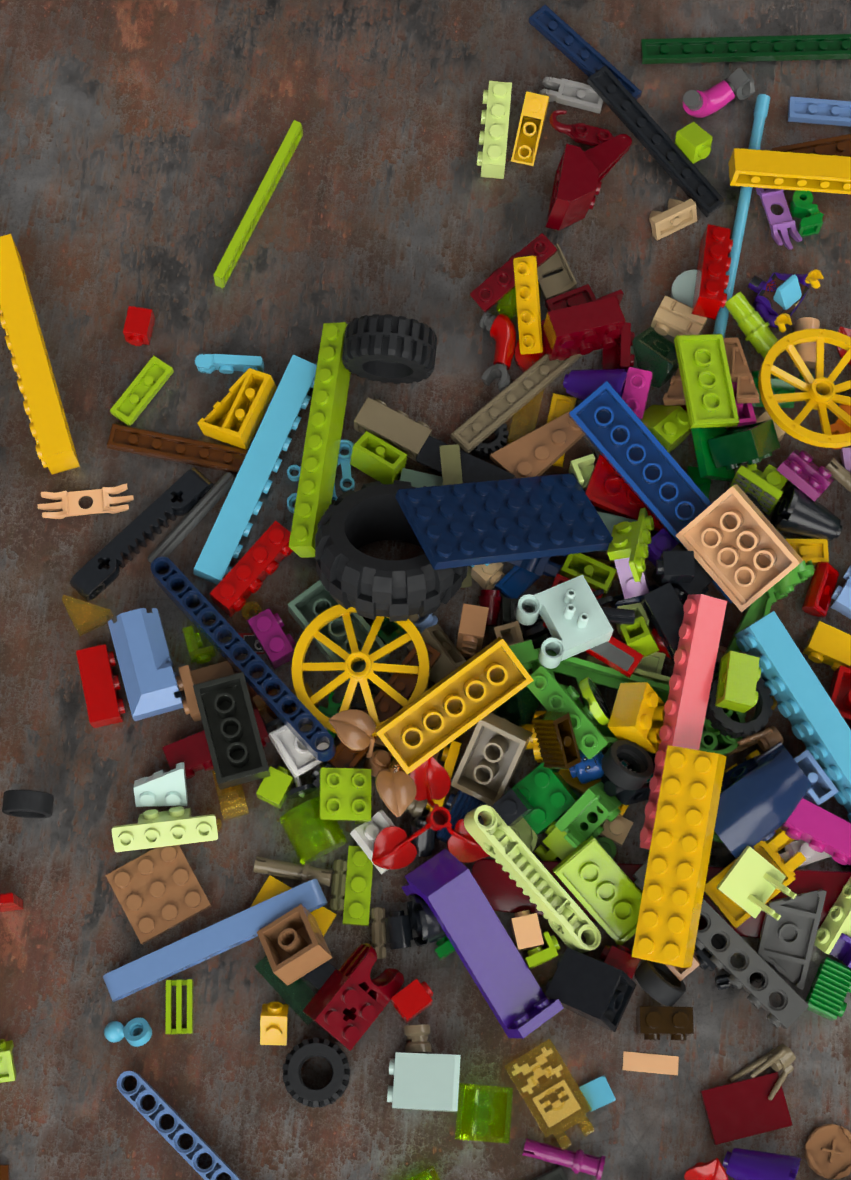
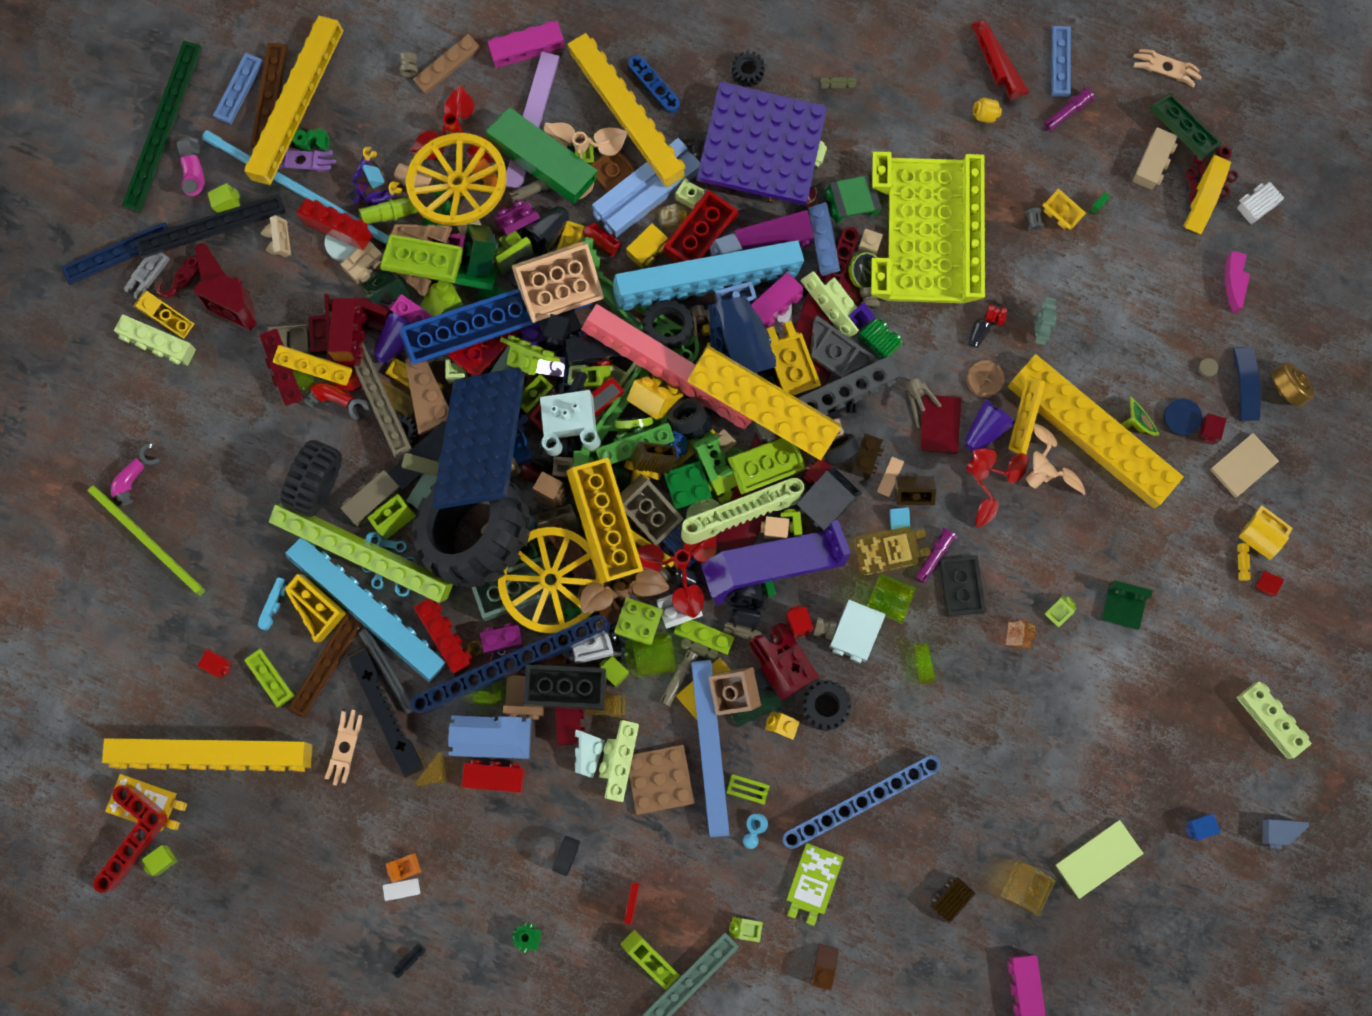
camera: 70 degrees left, 5 degrees up
(85, 1131) = (813, 882): none -> lime tile
(318, 155) = (123, 481): none -> piece
(512, 807) = (689, 505): black brick -> none
(641, 1101) = (915, 490): none -> dark brown brick
(738, 681) = (655, 318): lime brick -> none
(752, 882) = (795, 361): yellowish green plate -> none

